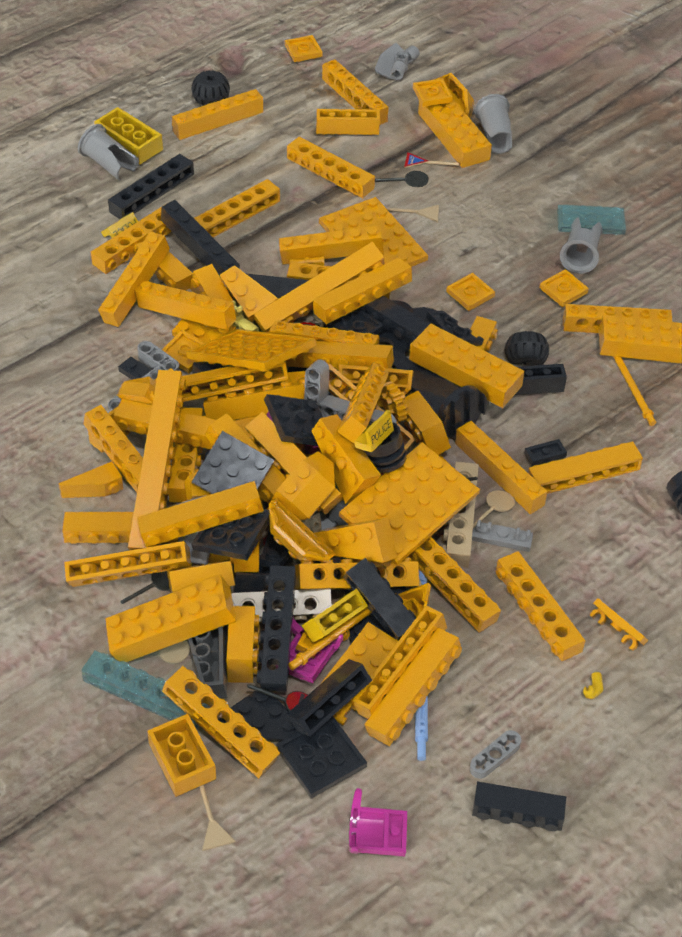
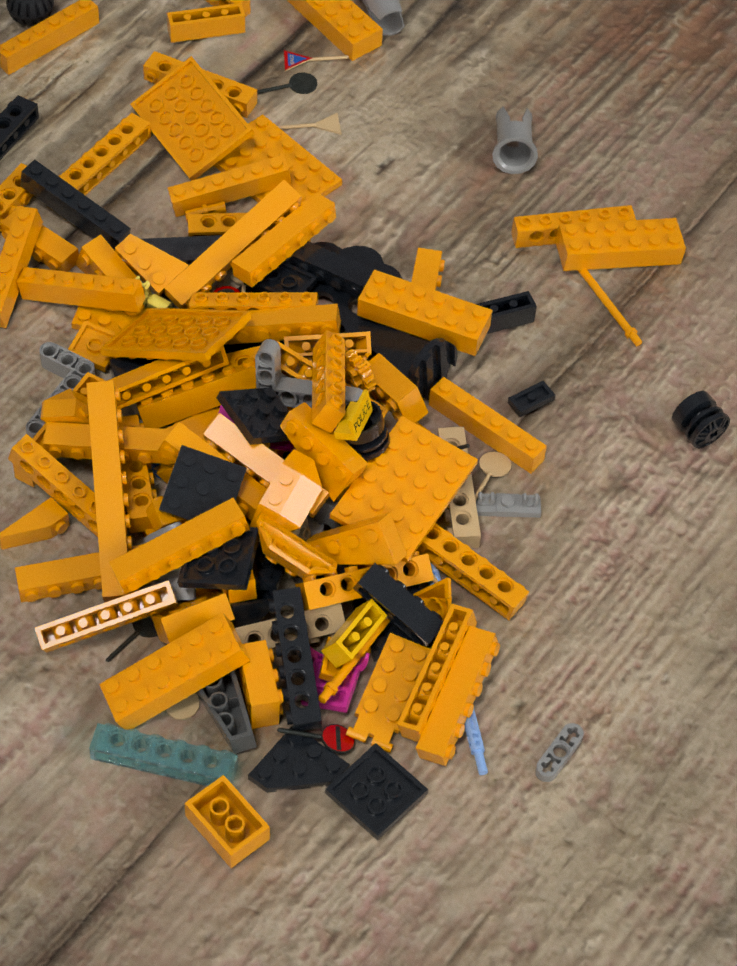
camera: 15 degrees left, 5 degrees up
(133, 369) = (41, 379): black plate -> none
(215, 834) = (285, 901): tan piece -> none
(223, 733) = (249, 779): light orange brick -> none
(315, 190) = (192, 118): none -> light orange plate
(329, 697) = (372, 726): black brick -> none
(377, 829) = (456, 860): dark pink piece -> none
(449, 324) = (390, 264): black wing -> none
(470, 291) = (401, 217): light orange plate -> none
(519, 806) = (598, 804): black brick -> none
(527, 347) = (481, 277): black wheel -> none
(540, 606) = (547, 551): light orange brick -> none
(564, 288) = (505, 195): light orange plate -> none
(587, 467) = (581, 408): light orange brick -> none
(596, 687) = (647, 658): yellow arm -> none
(610, 218) = (515, 101): clear light blue plate -> none
(619, 624) = (655, 582): light orange plate -> none

